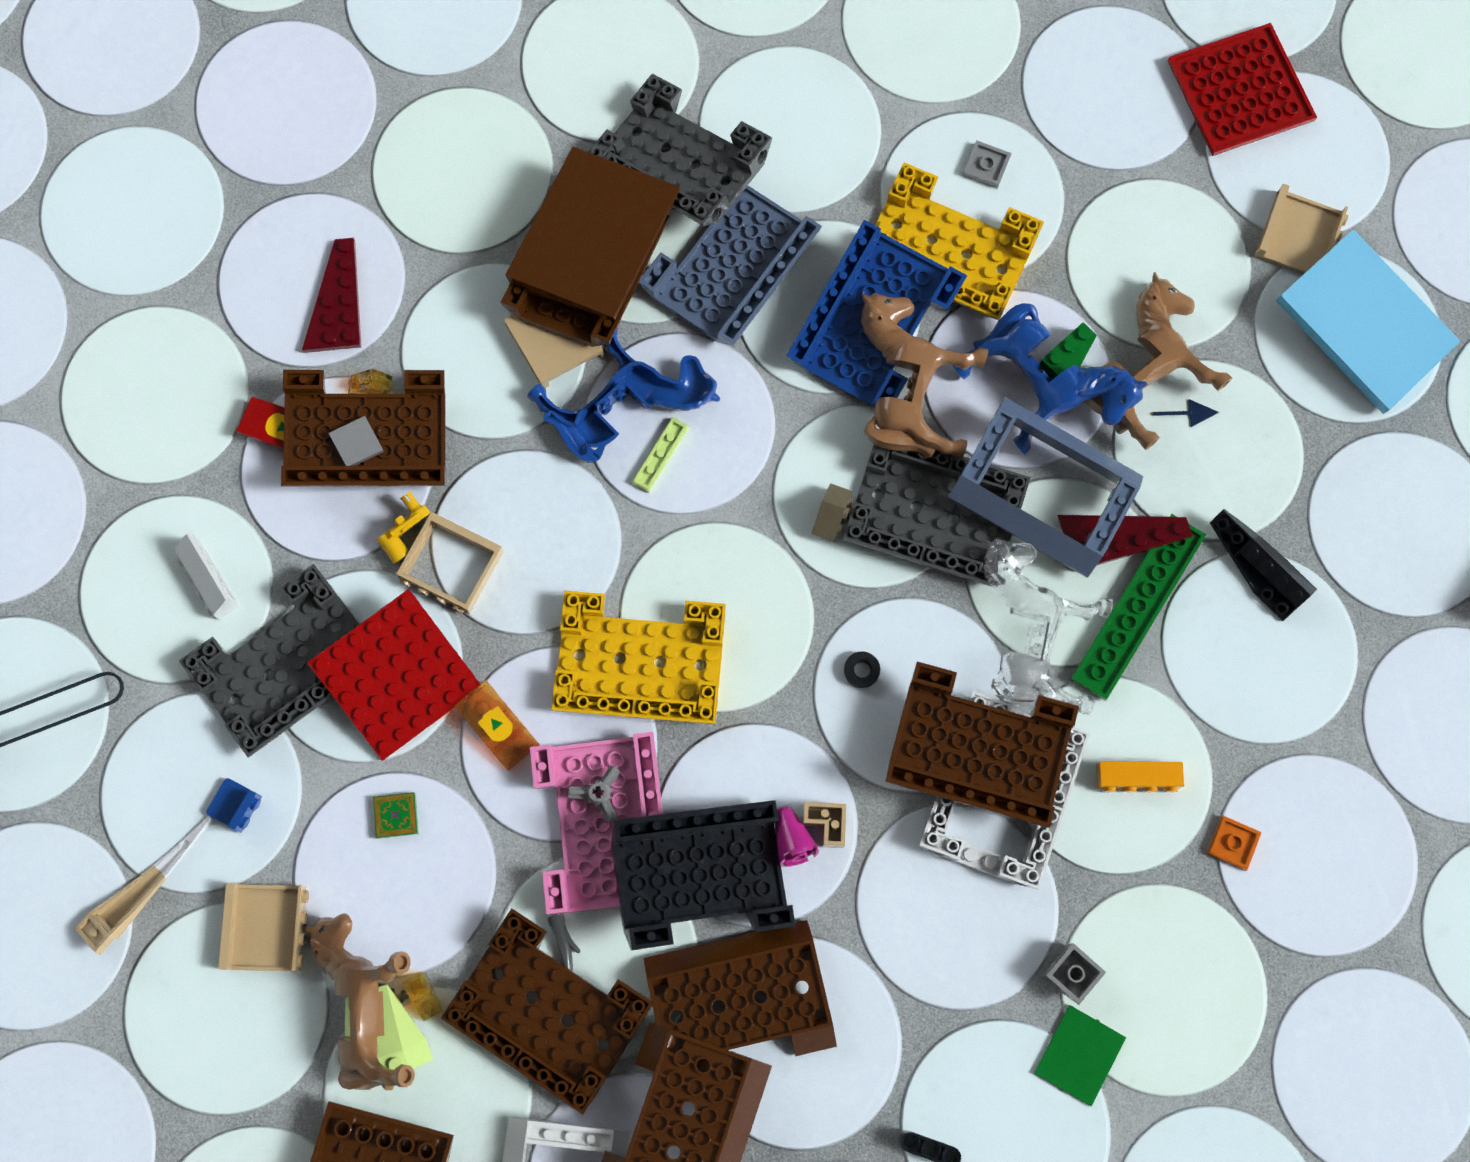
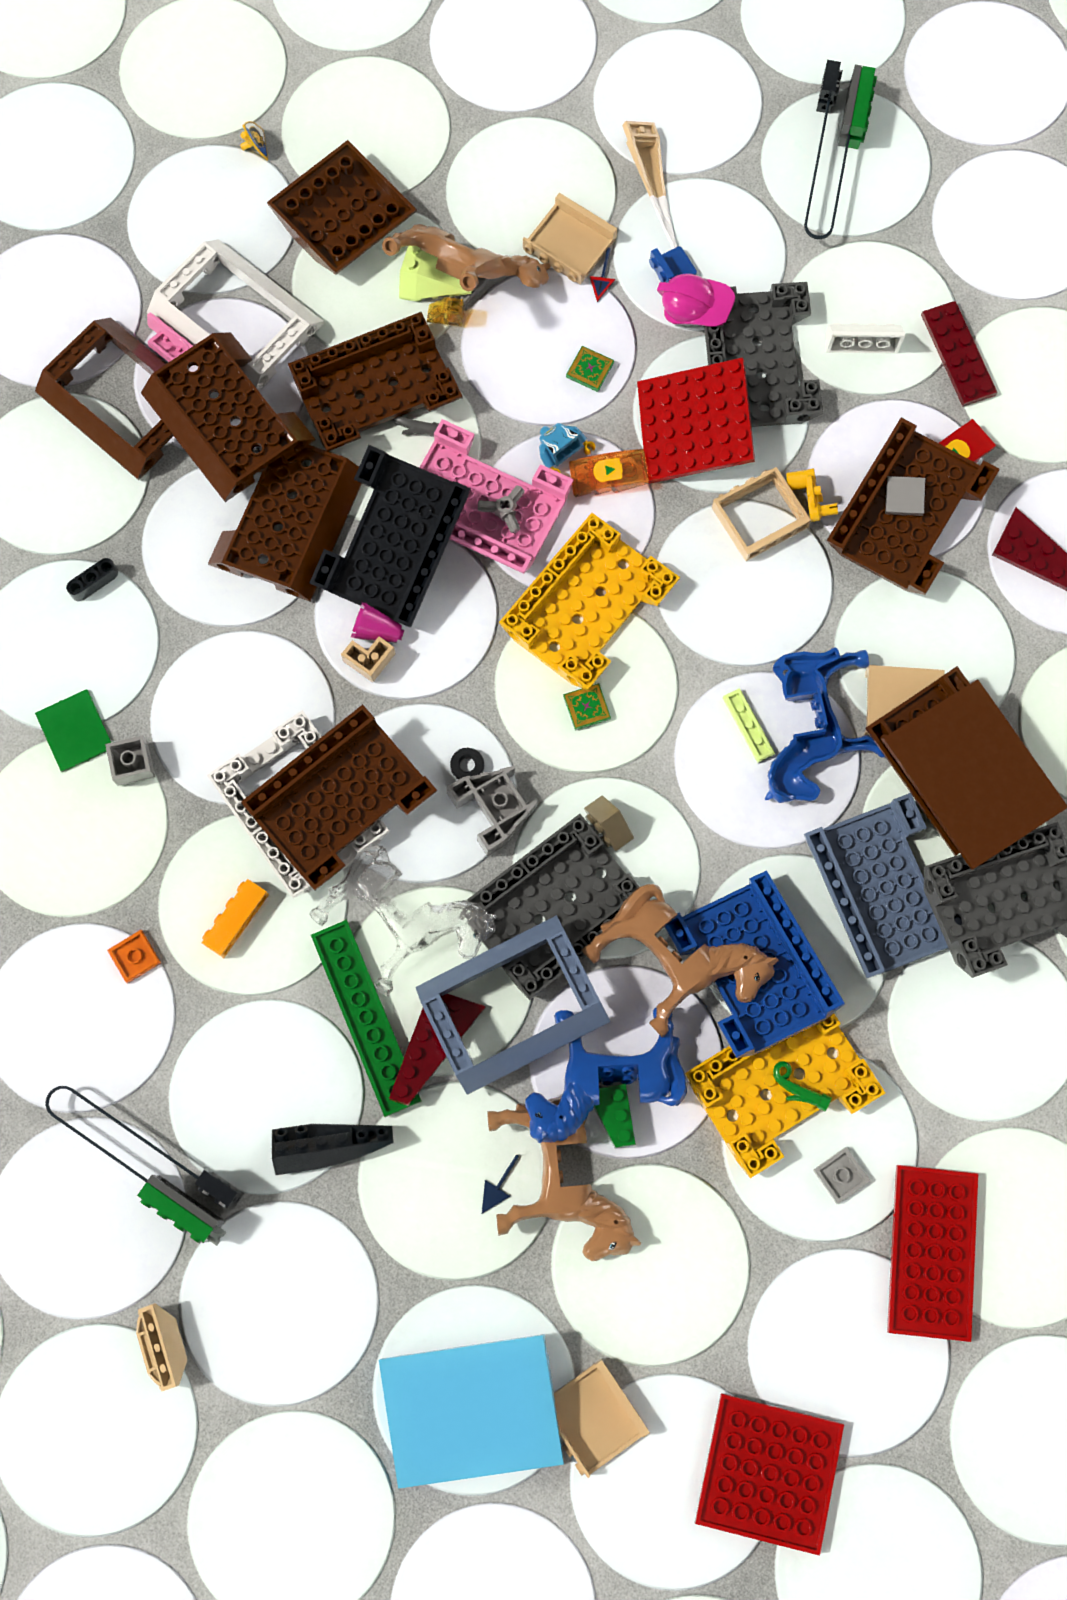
camera: 125 degrees right, 0 degrees up
(168, 486) = (959, 353): none -> dark red plate
(264, 751) = (696, 300): none -> dark pink piece
(294, 866) = (602, 284): none -> piece
(370, 382) = (952, 539): clear yellow slope -> none
(497, 788) = (561, 443): none -> dark azure torso
(740, 600) = (587, 707): none -> tile
(879, 617) = (498, 802): none -> light grey wedge
(949, 225) = (800, 1093): none -> green plant
(996, 67) = (933, 1253): none -> red plate
(1402, 661) = (166, 1197): none -> piece

